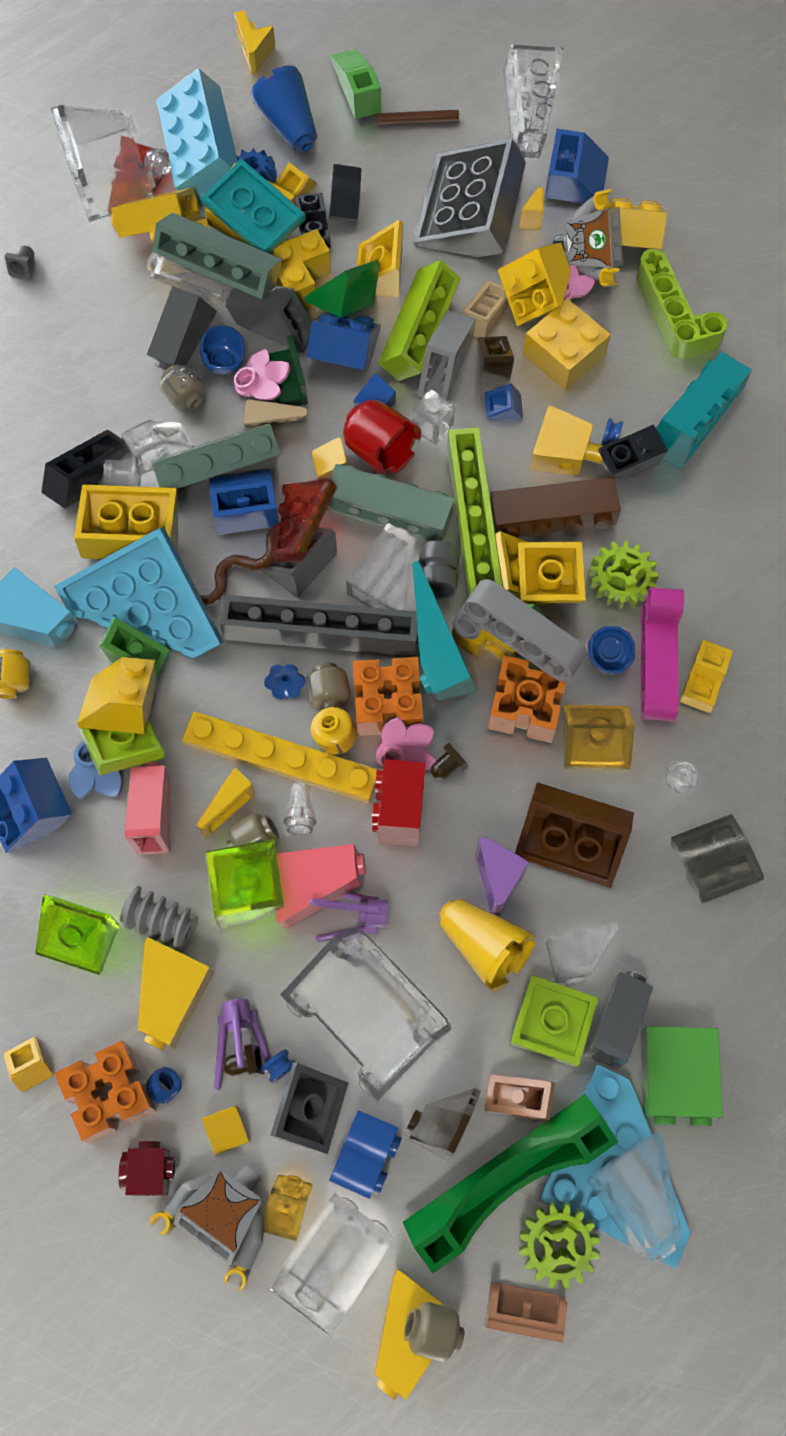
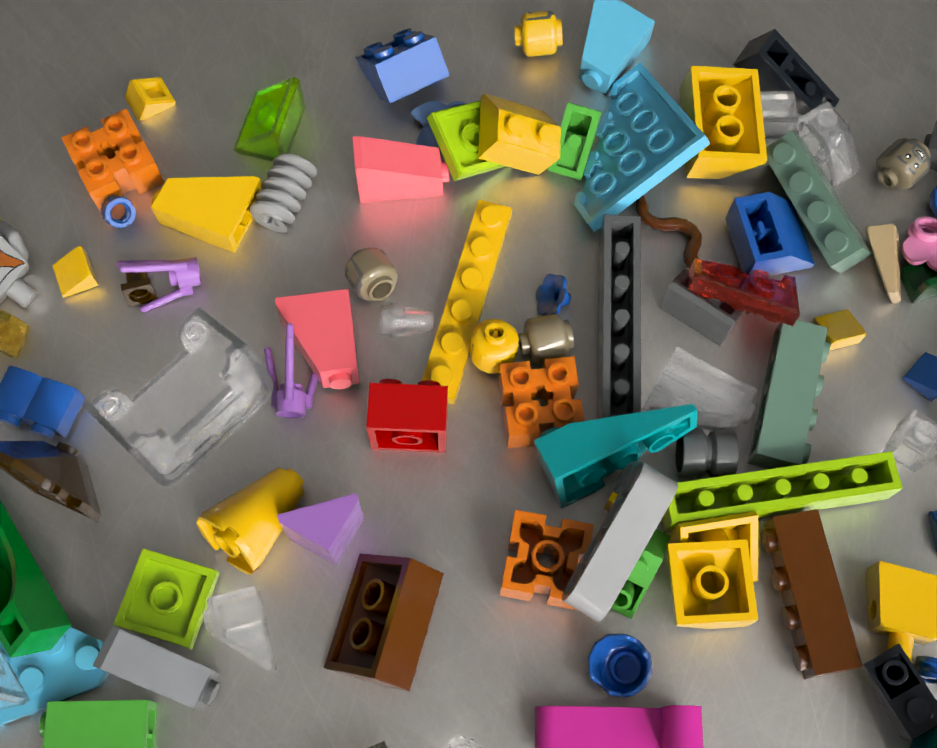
camera: 85 degrees right, 0 degrees up
(146, 1170) = (37, 203): dark red brick -> none
(229, 799) = (414, 248): yellow slope -> none
(244, 883) = (317, 261): clear neon green slope -> none
(278, 1066) = (131, 315): blue bush -> none
(309, 1108) = (86, 343): dark grey slope -> none
(380, 436) = (873, 378): red cylinder -> none
(407, 741) = (479, 424): bright pink plate -> none
(447, 763) = (468, 477): dark brown piece -> none
(520, 1097) = (81, 558): nougat slope -> none
(597, 737) = (511, 650): clear yellow slope -> none
(620, 579) = (735, 697): lime gear -> none

